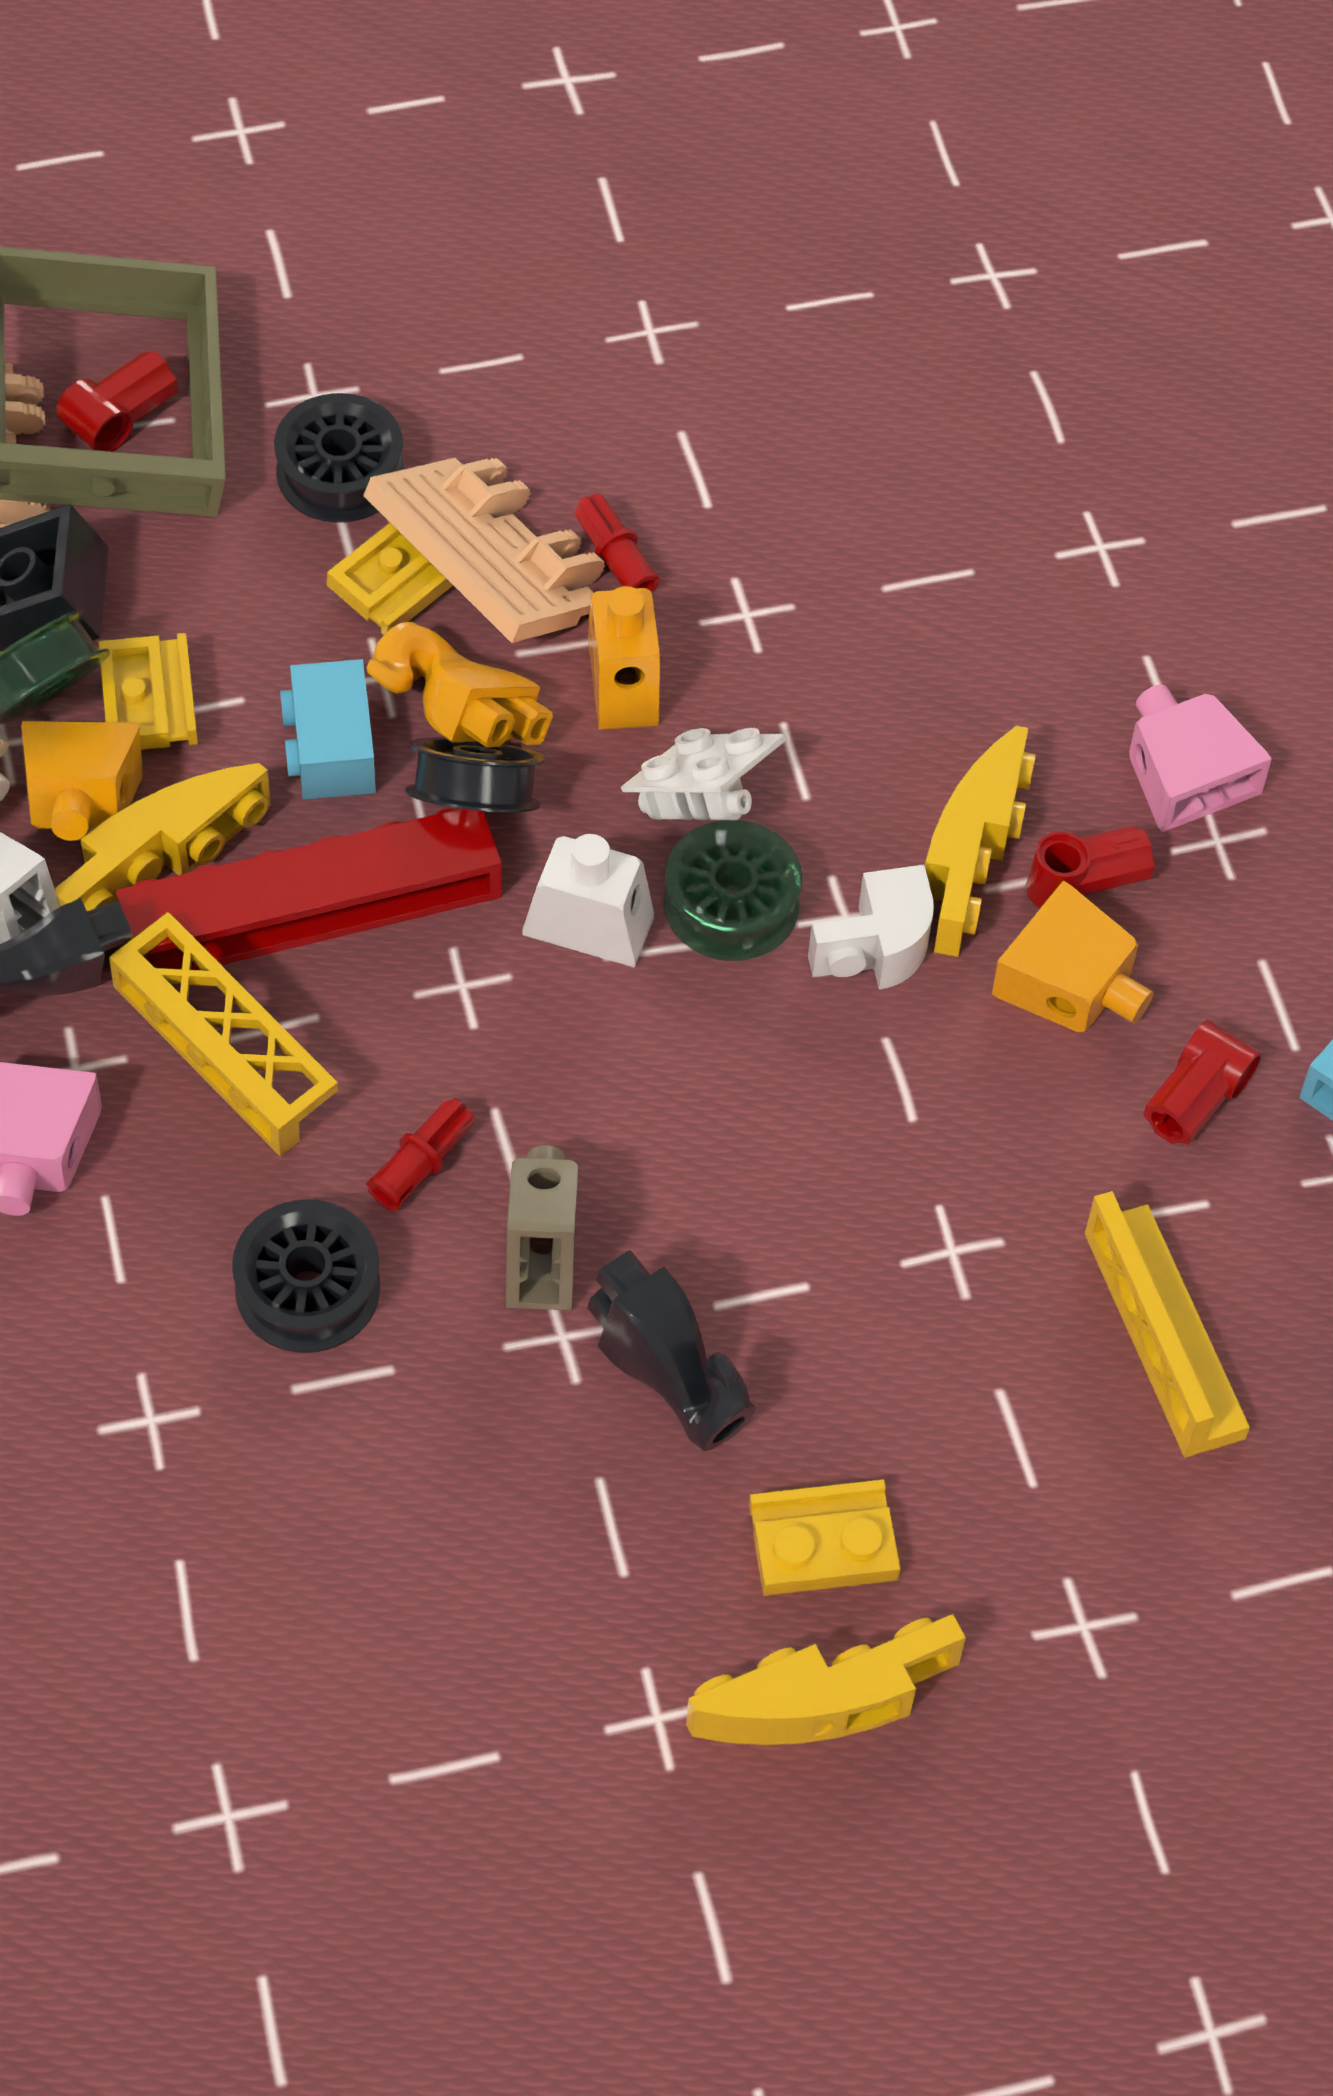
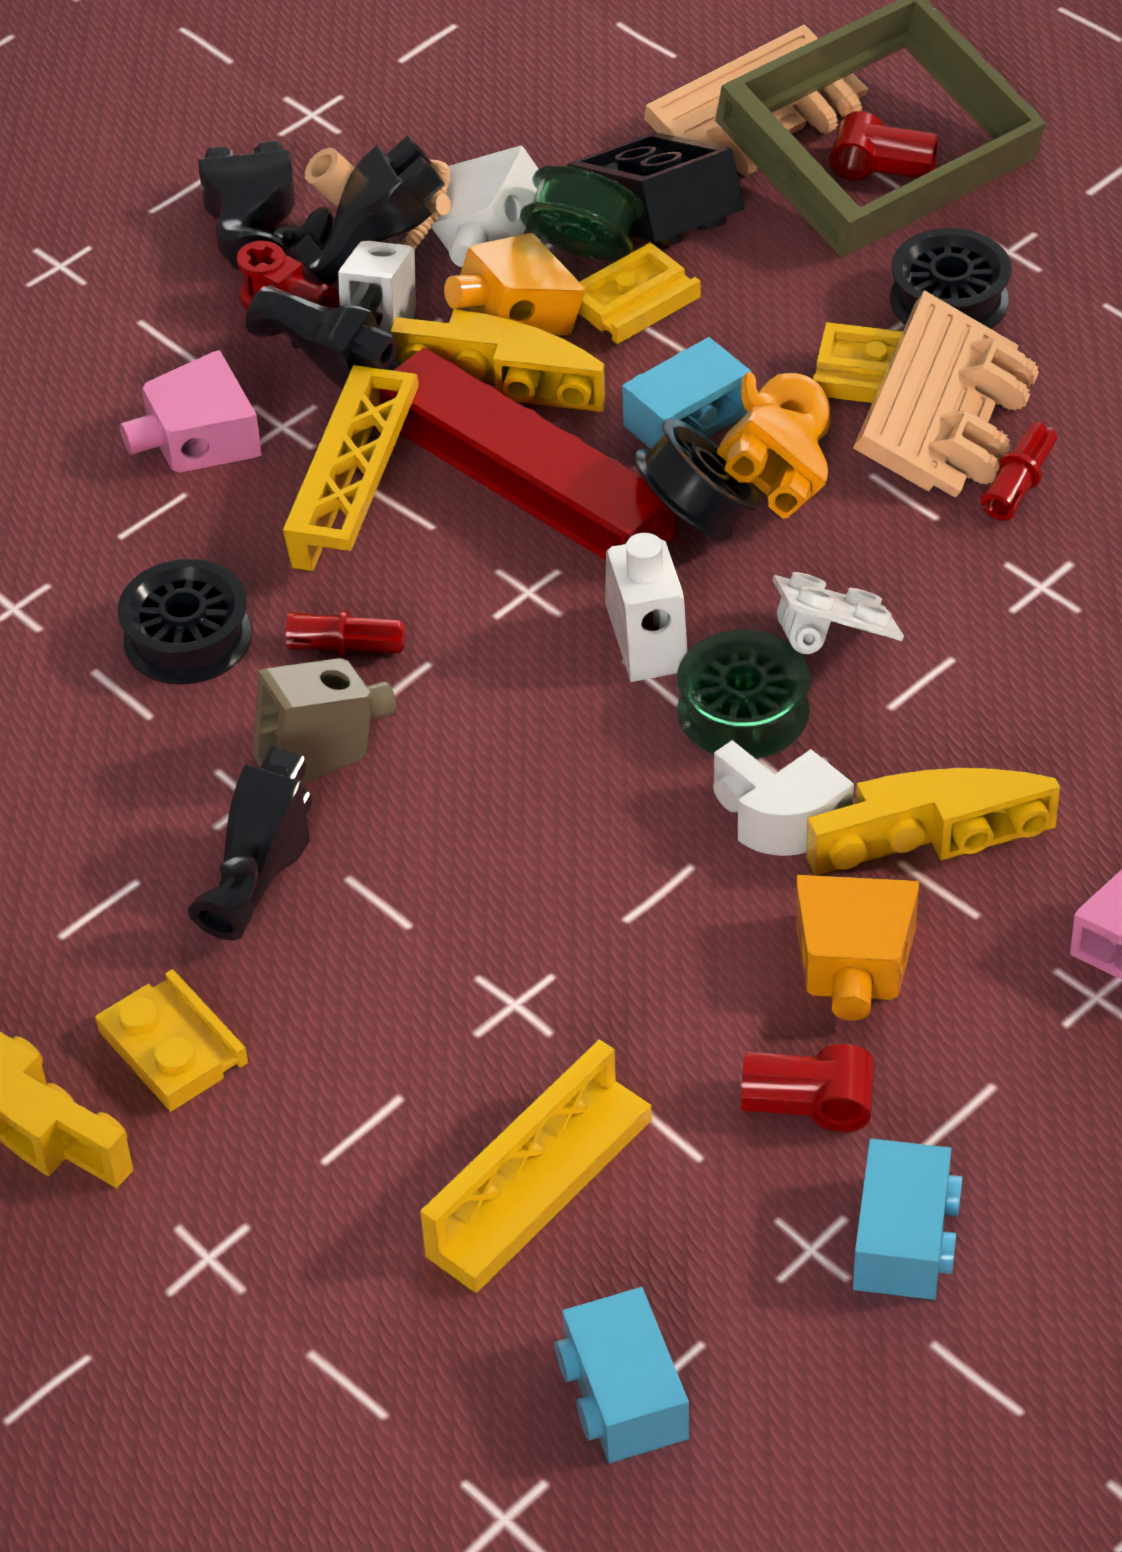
camera: 65 degrees right, 10 degrees down
(623, 636) = (902, 515): light orange torso -> none
(1089, 862) = (960, 899): red piece -> none

